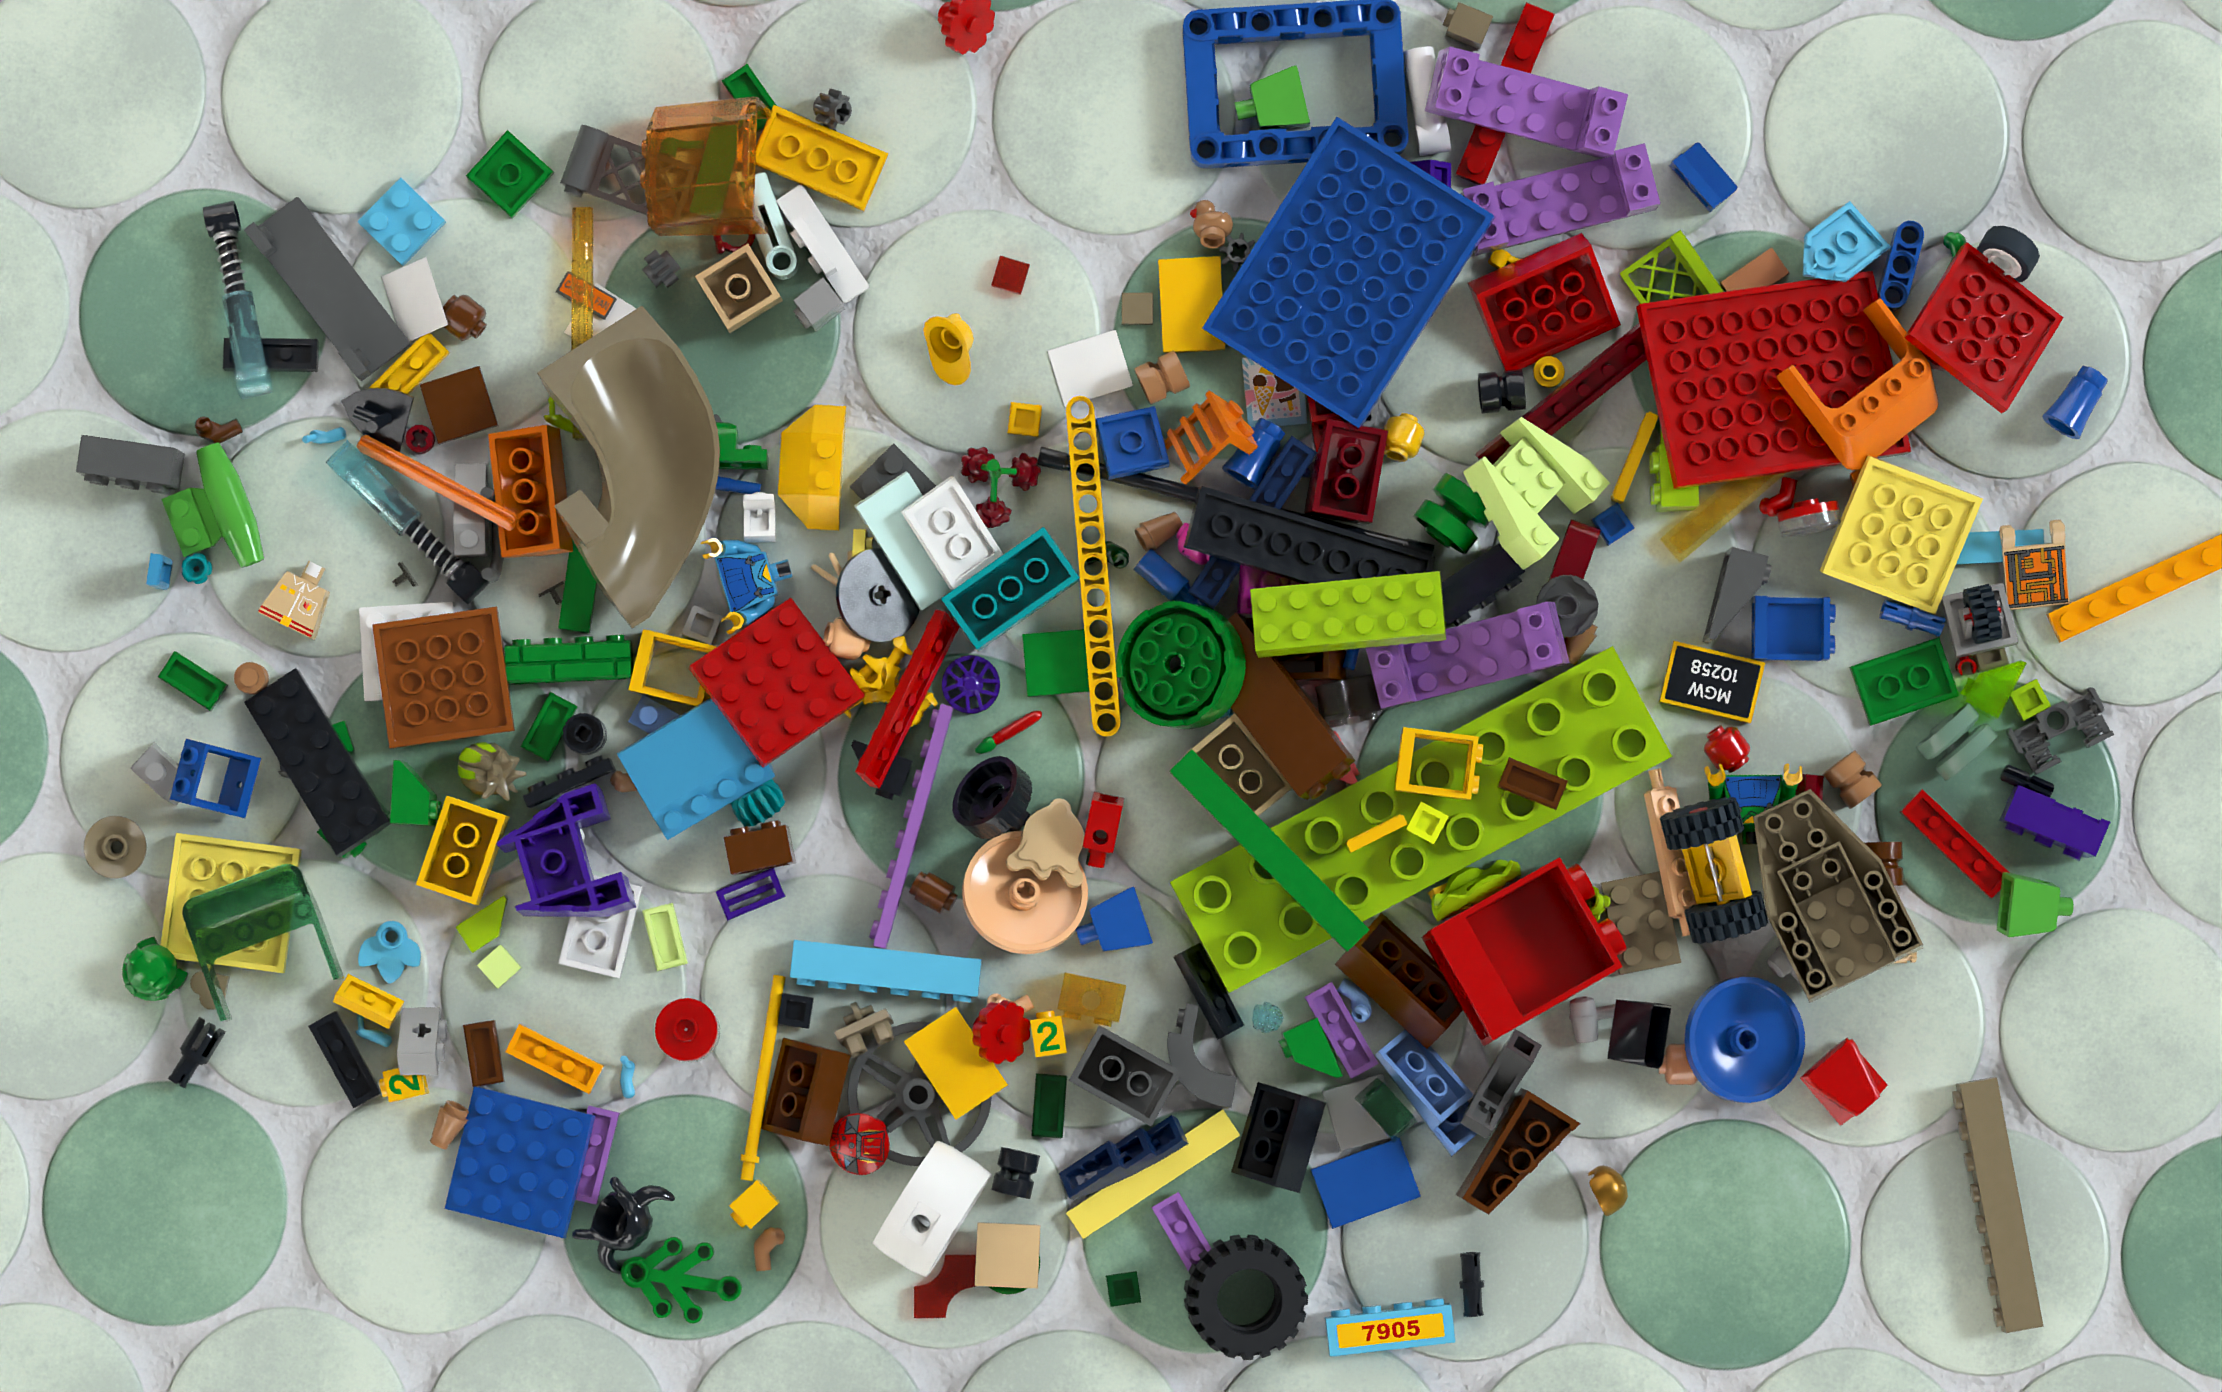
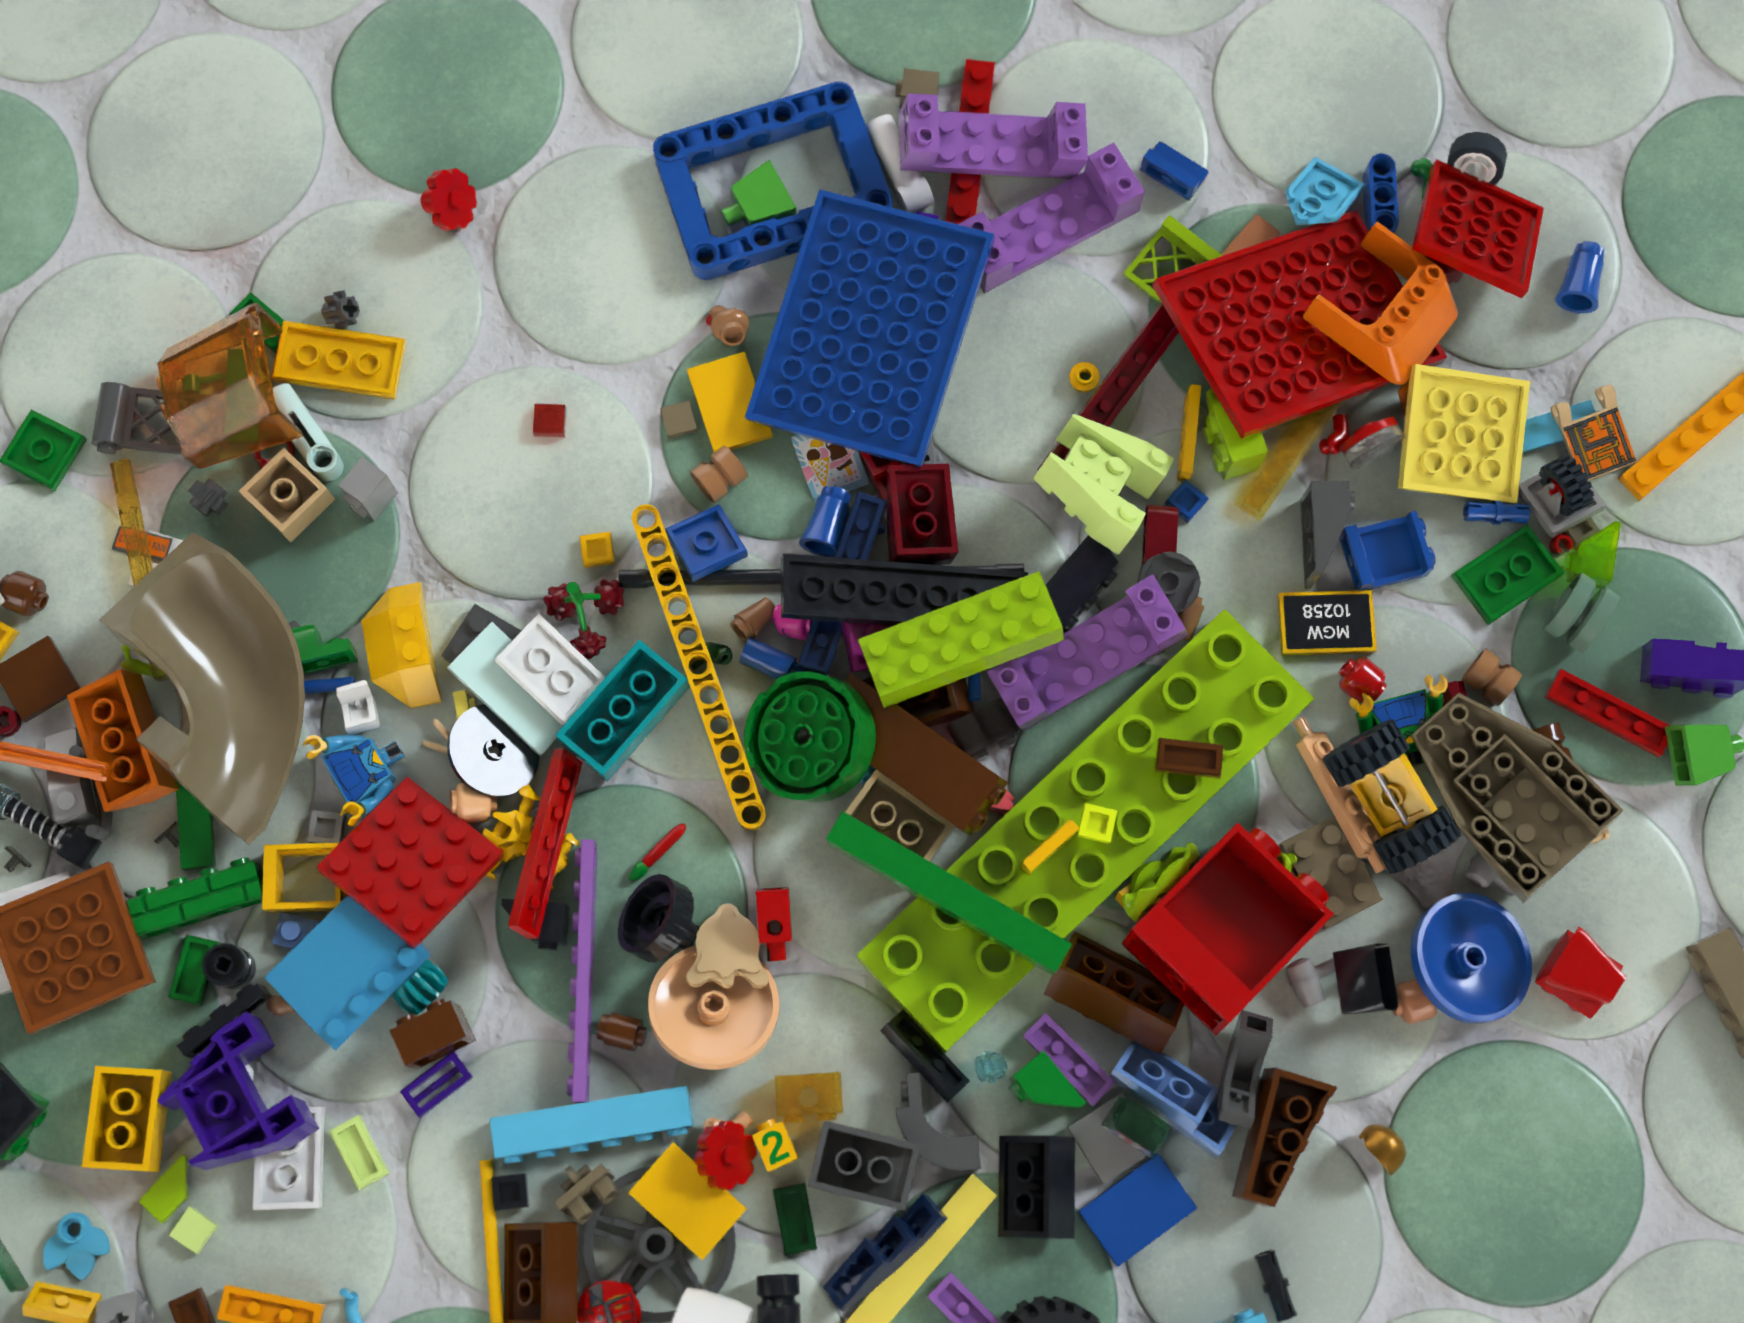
camera: 20 degrees left, 10 degrees down
(412, 798) = (59, 1078): green slope -> none
(488, 770) = (137, 1029): dark tan hair -> none
(687, 1030) = (402, 1243): red piece -> none
(822, 243) = (360, 436): white bracket -> none
(949, 347) = (505, 498): yellow piece -> none
(970, 684) = (608, 815): dark purple wheel -> none
(1055, 663) = (686, 772): green tile -> none
(1090, 367) = (648, 481): white sticker -> none
(1116, 923) = (814, 1012): blue torso -> none
(1221, 423) = (787, 499): orange plate -> none
(1239, 243) = (757, 334): dark grey gear -> none
(1359, 1000) = (1077, 1023): light blue arm -> none
(1403, 437) = (965, 470): yellow head -> none
(1449, 522) = (1035, 525): green wheel -> none
(1474, 755) = (1124, 744): yellow window -> none
(1500, 258) = (1010, 285): yellow hand -> none
(1501, 391) = (1049, 402): black wheel -> none
(1544, 303) = (1062, 315): red slope -> none
(2019, 777) = (1643, 634): black piece -> none
(2029, 700) = (1631, 560): lime tile -> none
(2079, 710) = (1679, 560): dark grey piece -> none

